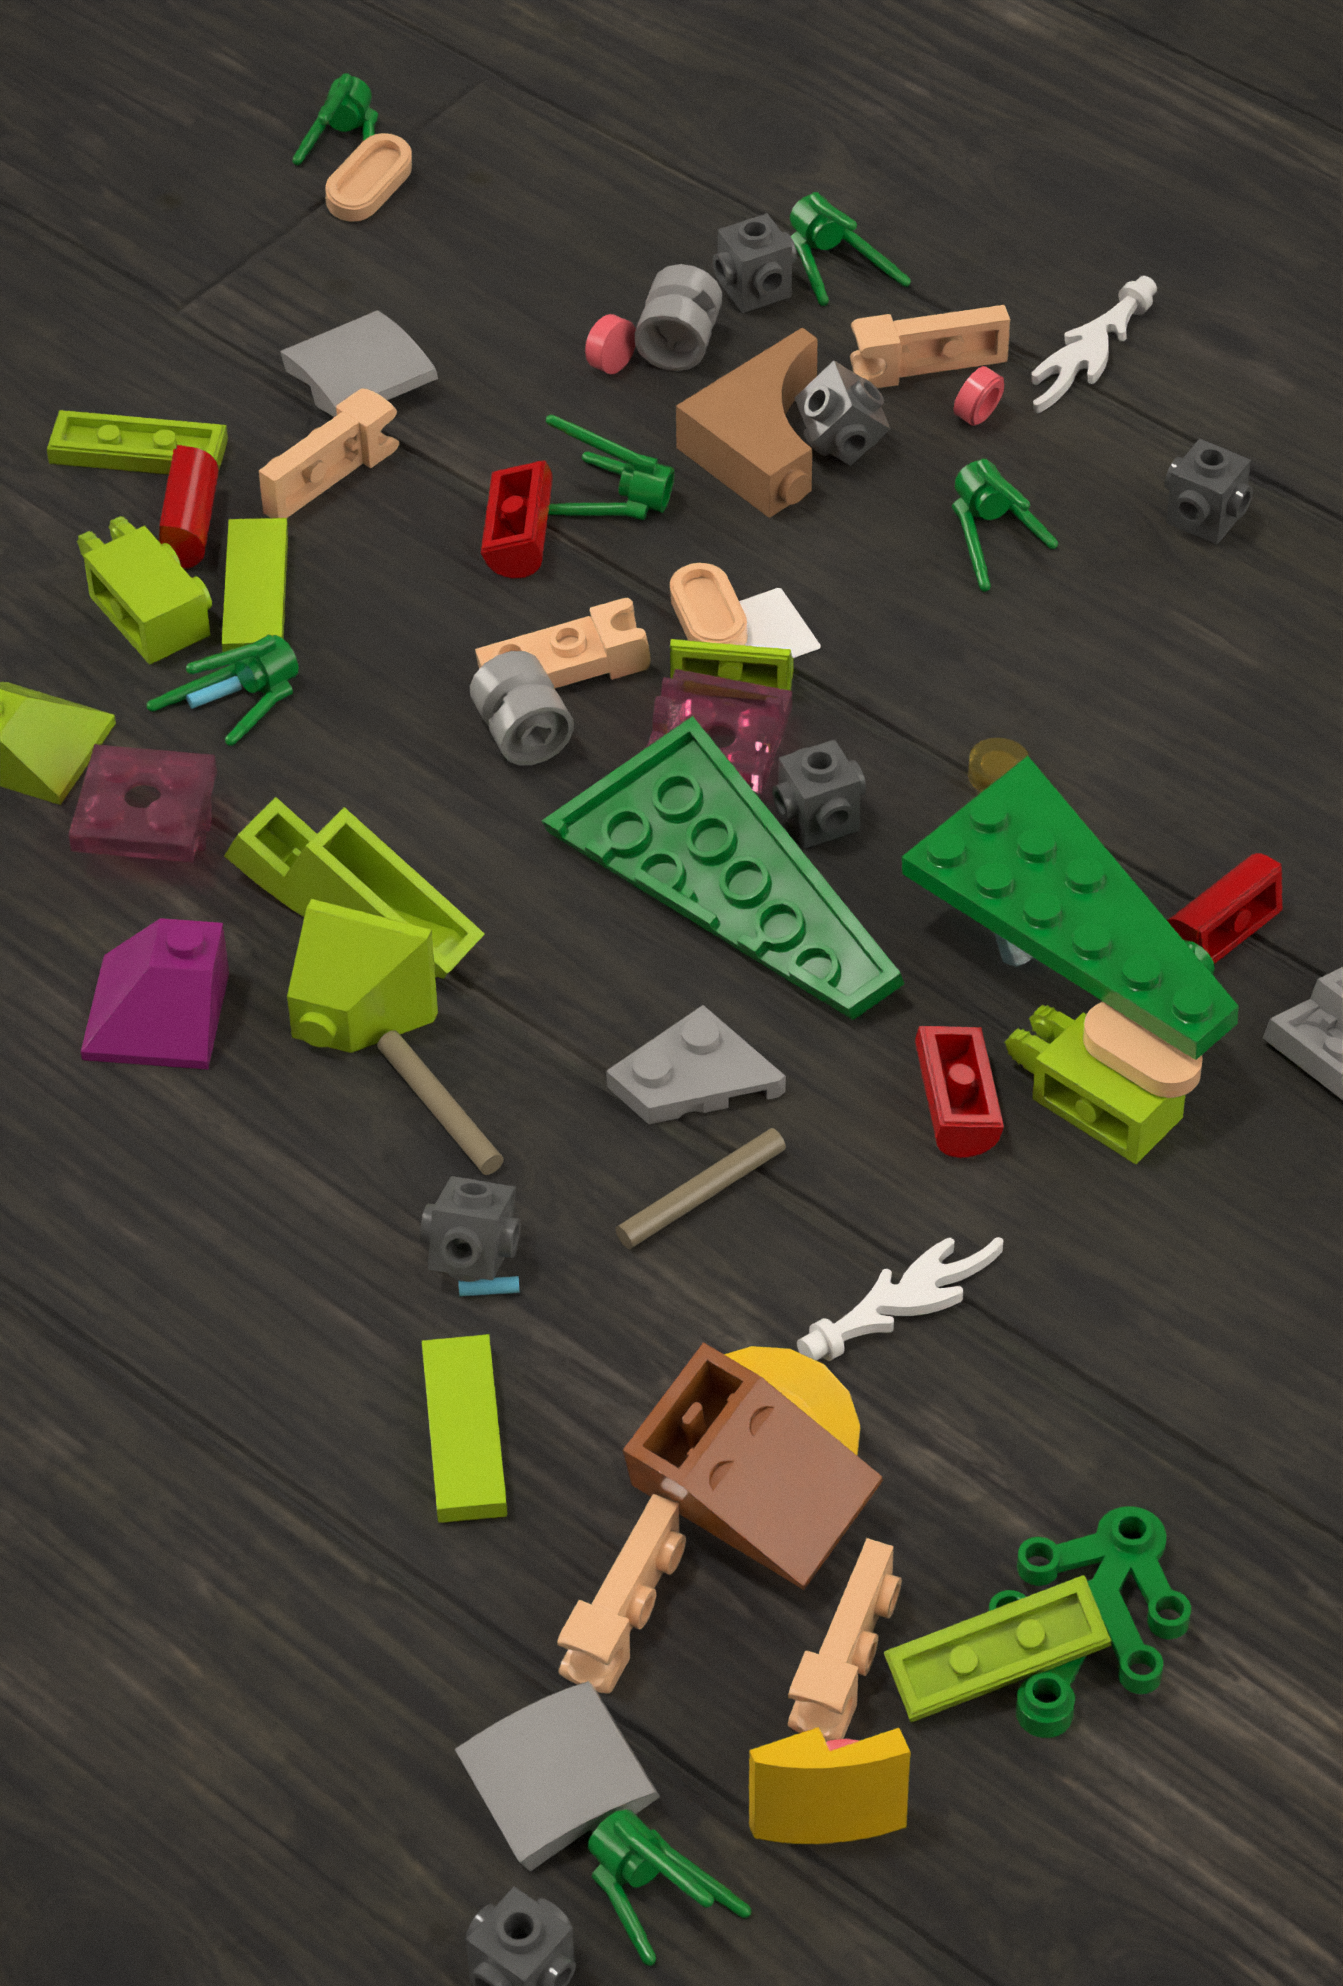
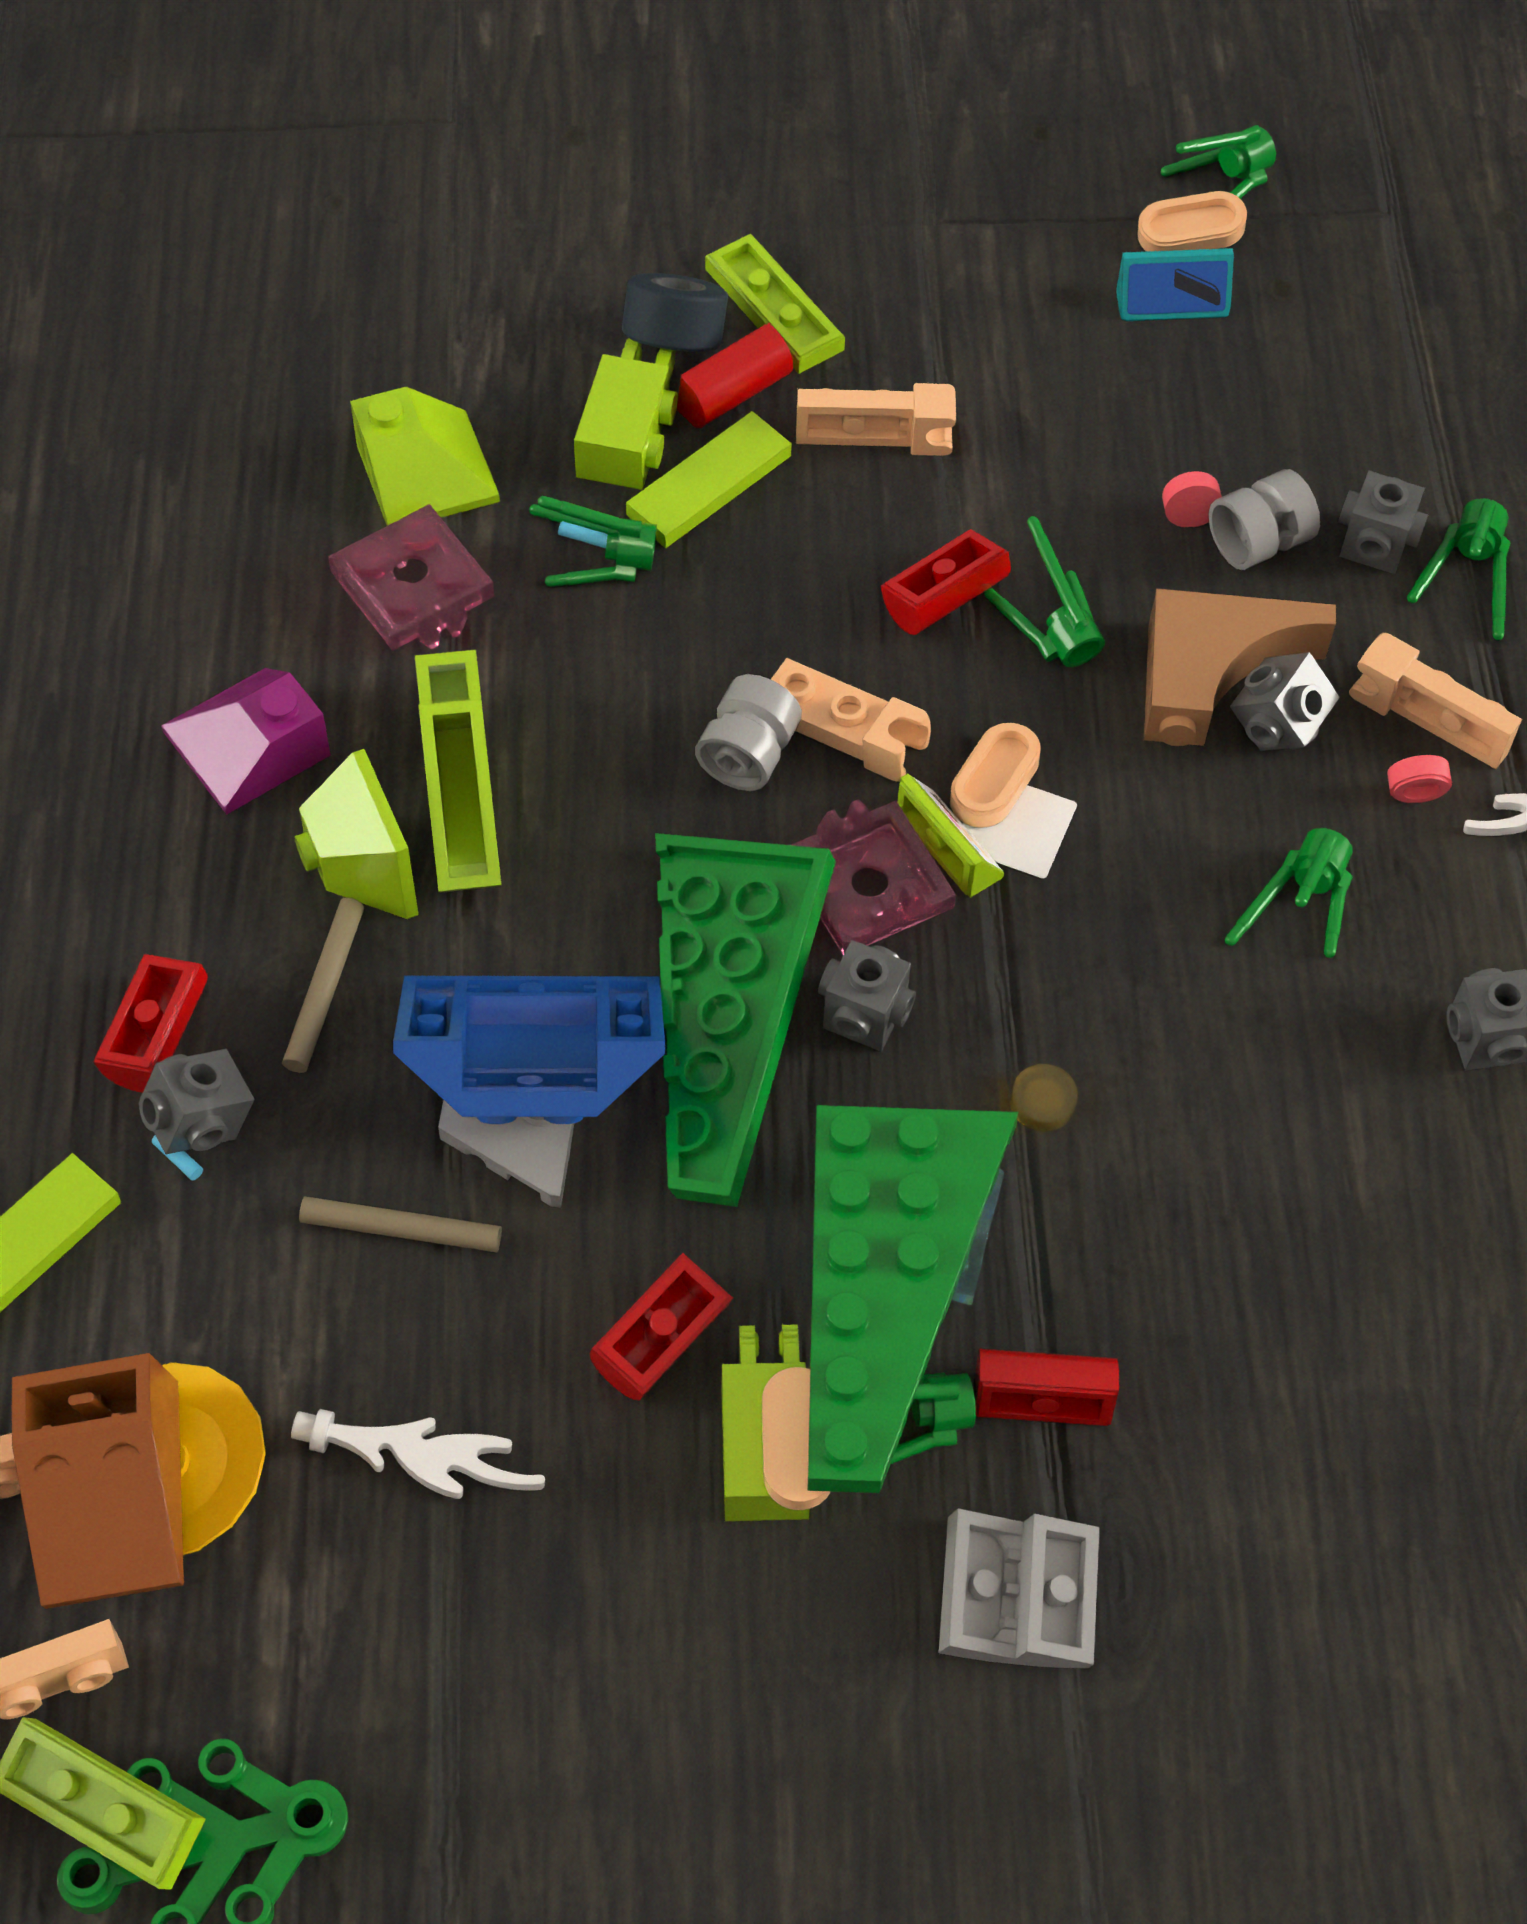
camera: 45 degrees right, 10 degrees up
(92, 492) = (674, 312): none -> black wheel
(359, 355) = (996, 365): light grey slope -> none
(363, 1218) = (150, 1019): none -> red brick
(413, 222) = (1175, 284): none -> slope
(657, 988) = (529, 1041): none -> blue slope

